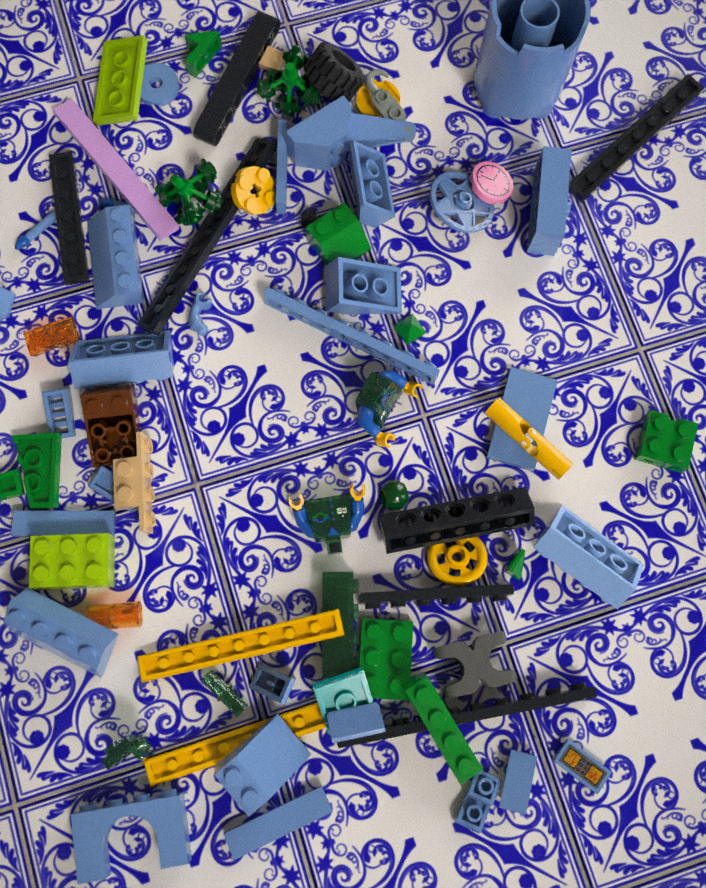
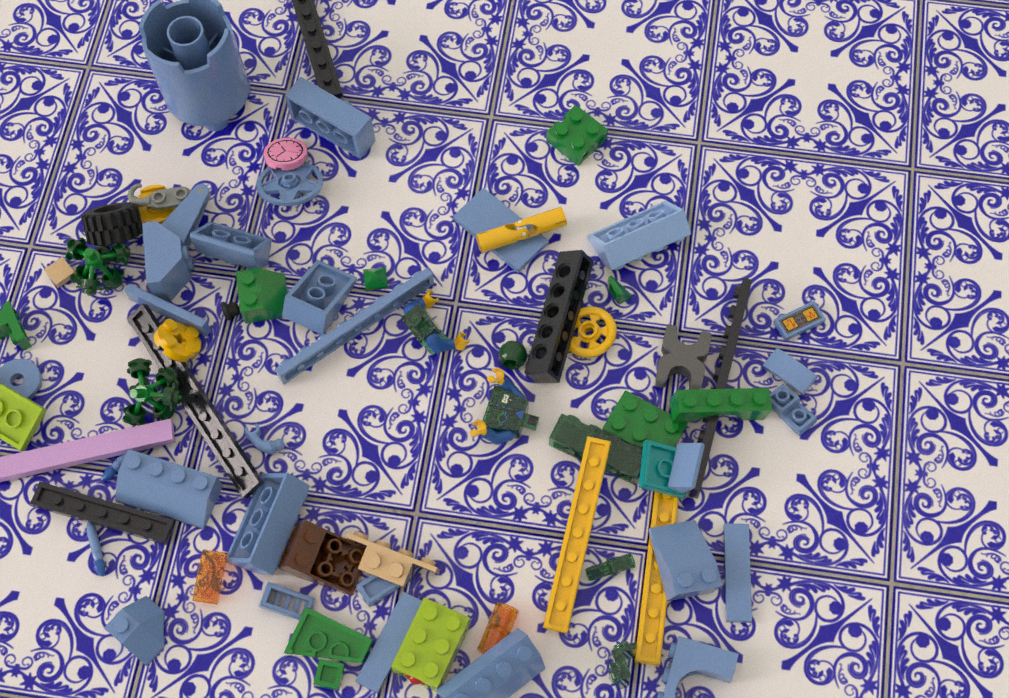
camera: 55 degrees left, 10 degrees down
(236, 79) = (59, 309): black beam -> none
(272, 684) = (623, 522): medium blue slope -> none
(448, 596) = (616, 354): black plate -> none

